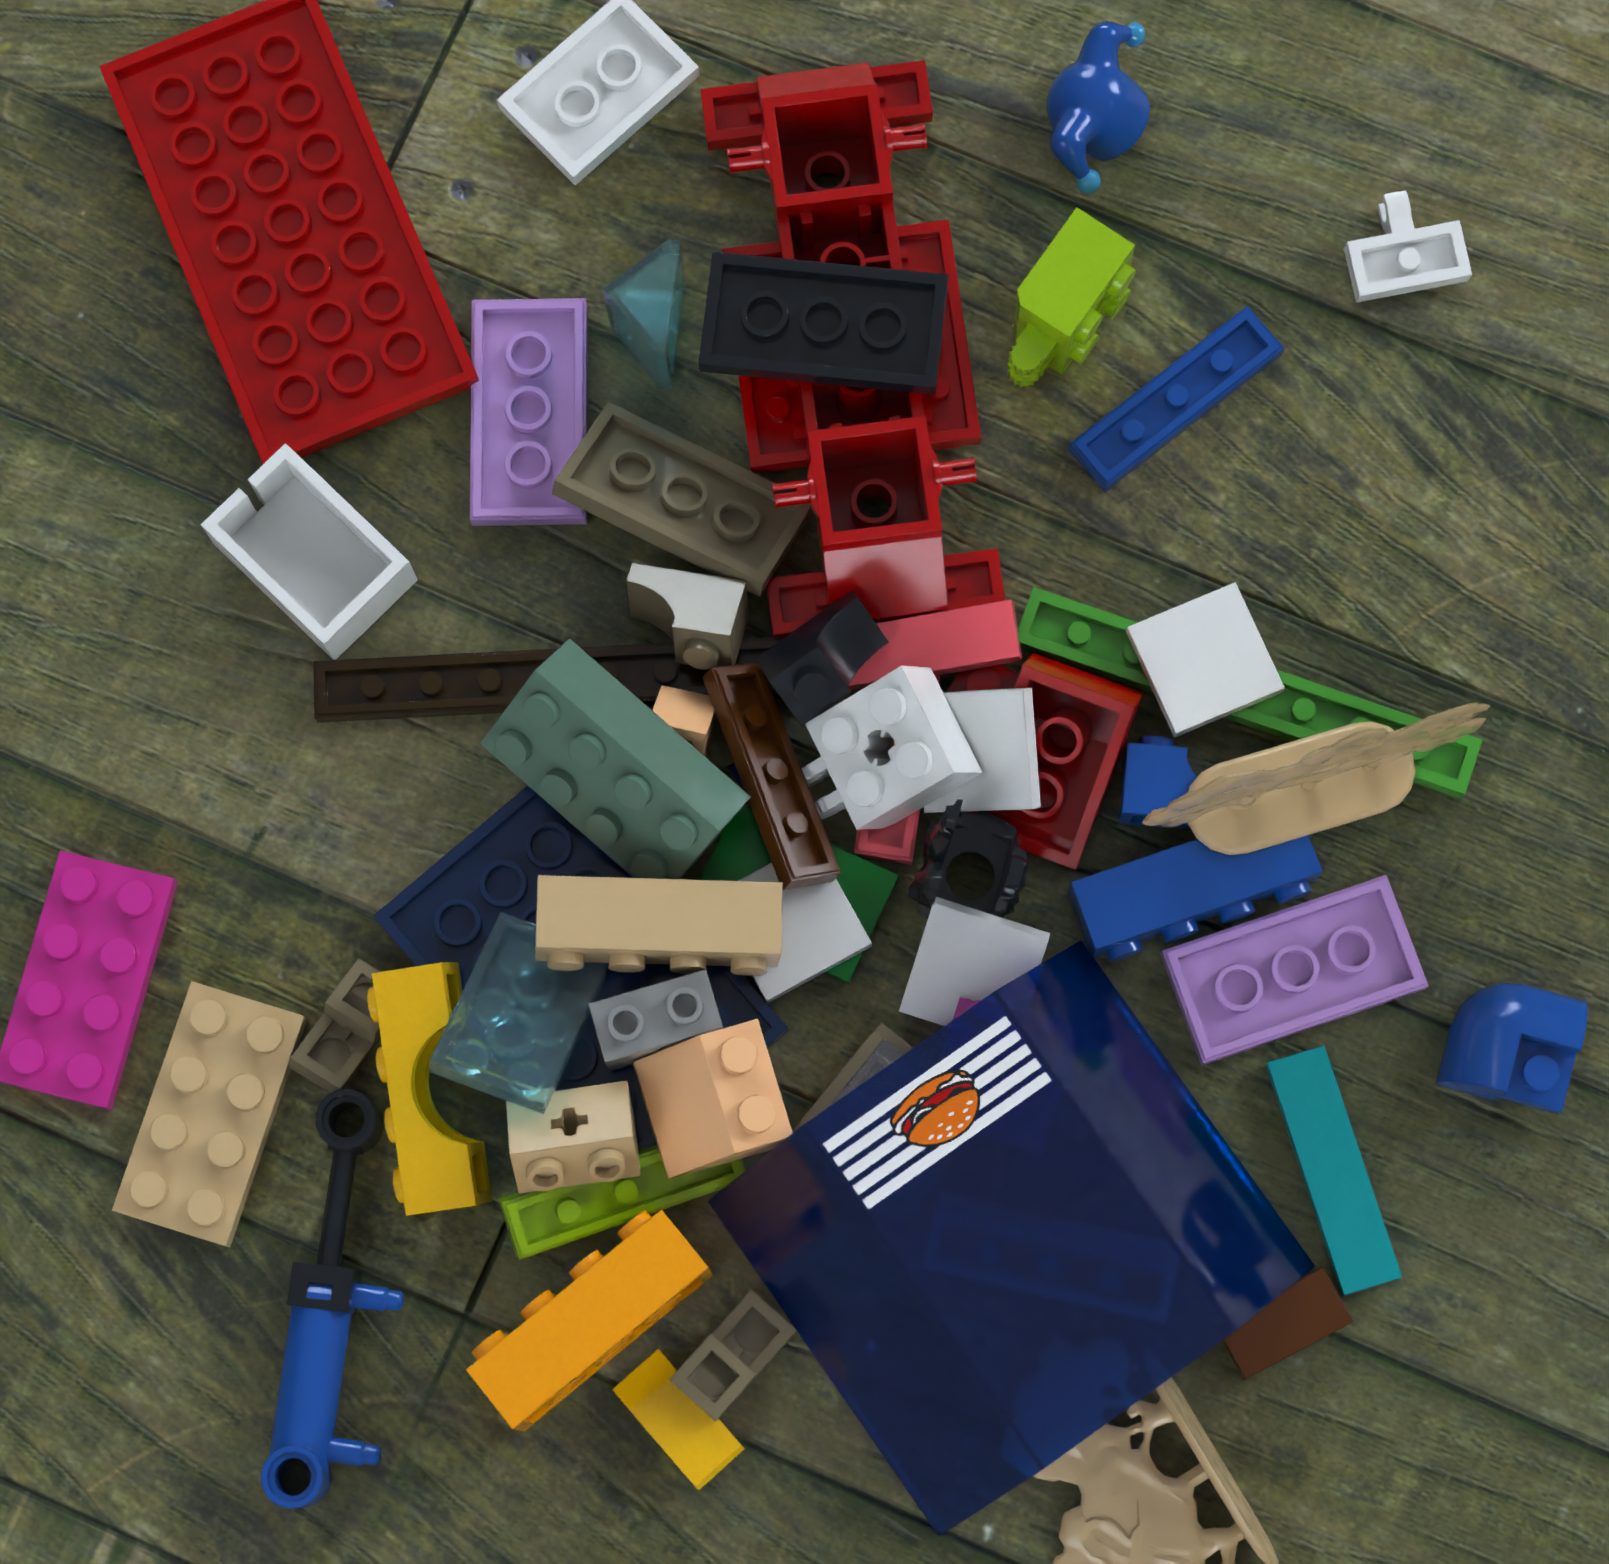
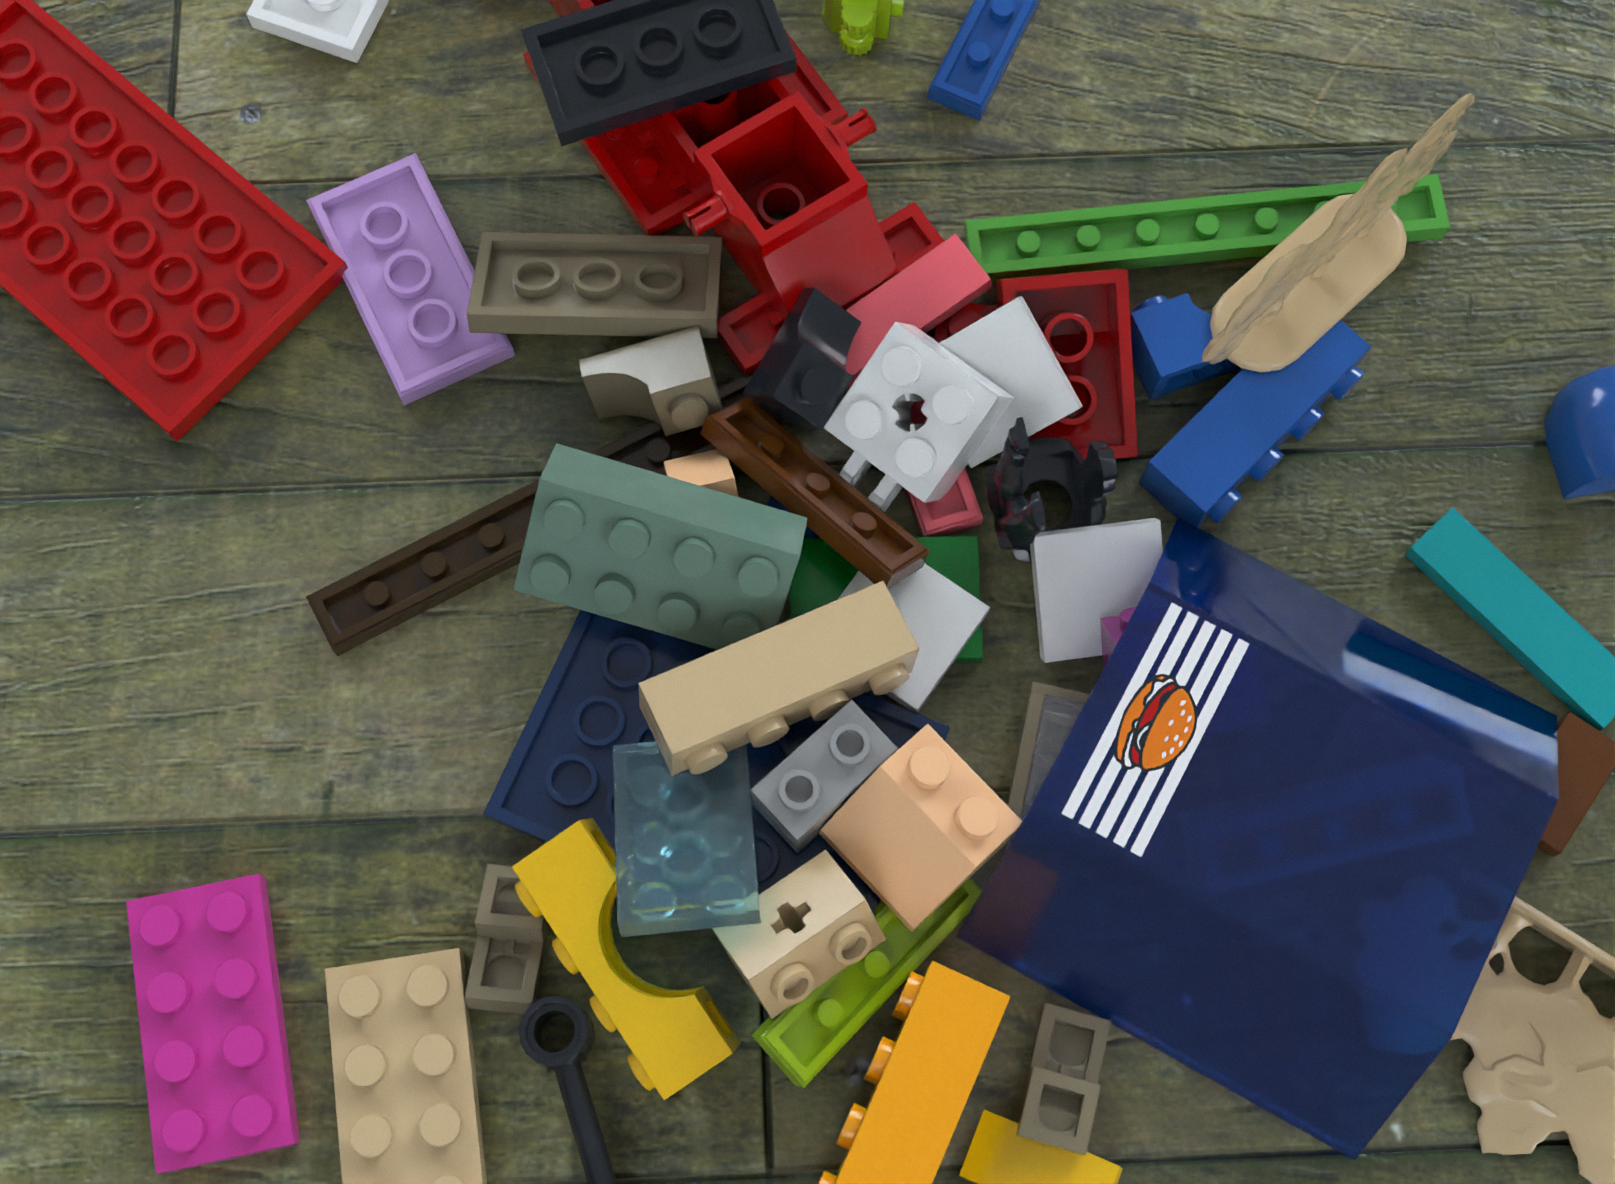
camera: 30 degrees left, 5 degrees down
(310, 552) = (253, 490): white piece -> none
(647, 310) = (479, 129): clear light blue slope -> none
(1204, 659) = (1157, 211): white tile -> none
(1294, 970) = (1382, 456): lavender tile -> none

